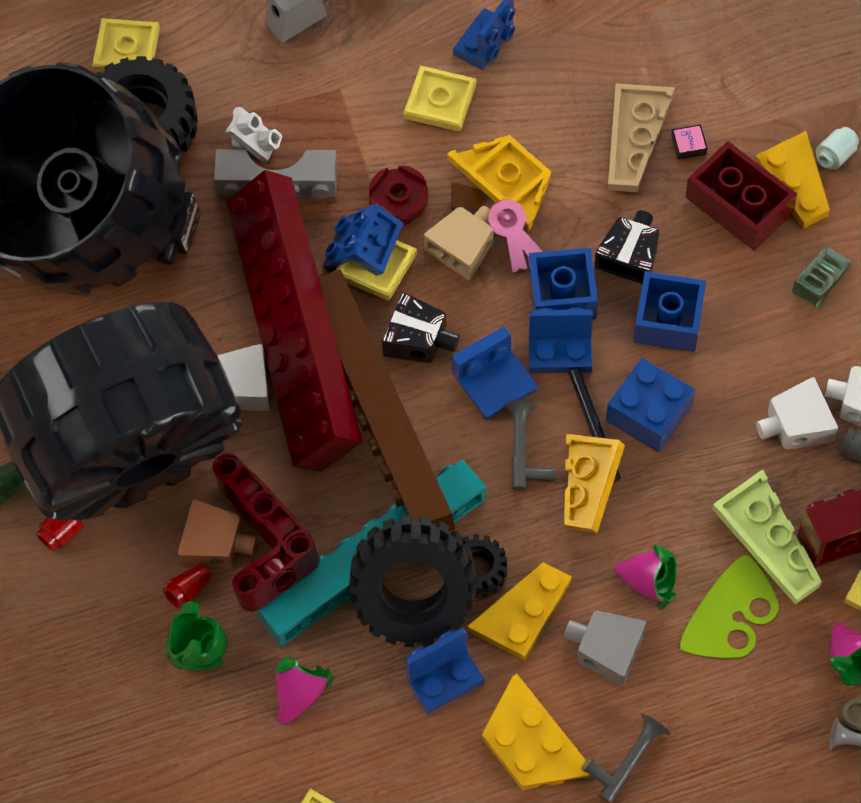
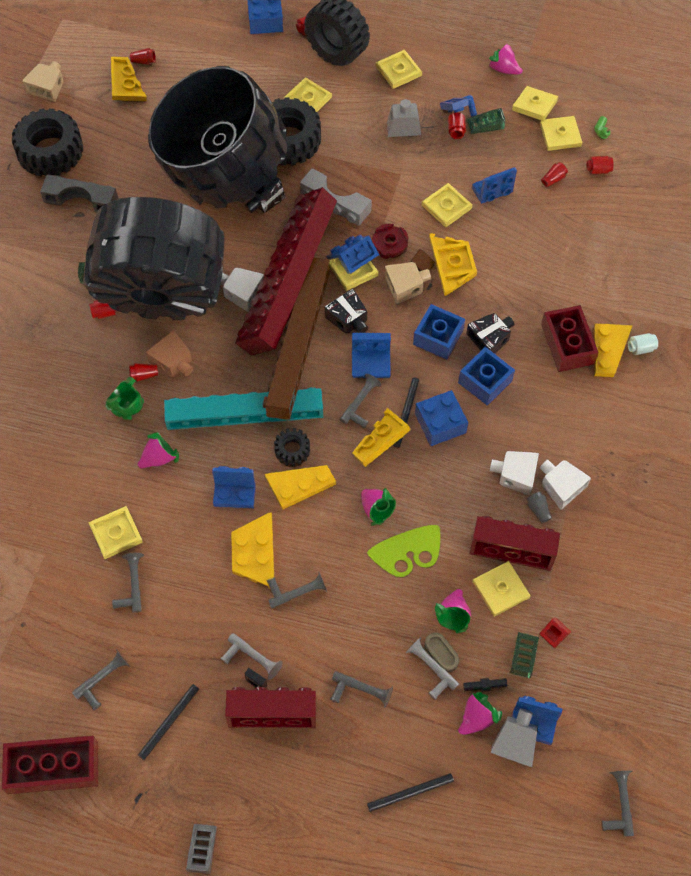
camera: 30 degrees right, 0 degrees up
(250, 133) = (336, 170): white hips -> none
(278, 527) = (200, 383): dark red beam -> none
(402, 618) = (265, 421): black tyre -> none
(508, 220) = (434, 282): bright pink piece -> none
(560, 340) = (418, 358): blue bracket -> none
(607, 644) = (329, 526): light grey torso -> none
(635, 129) = (538, 275): tan wing -> none
(689, 142) = (564, 297): tile -> none
(761, 526) = (455, 518): yellowish green wing -> none
(811, 293) = (570, 405): clear green slope -> none

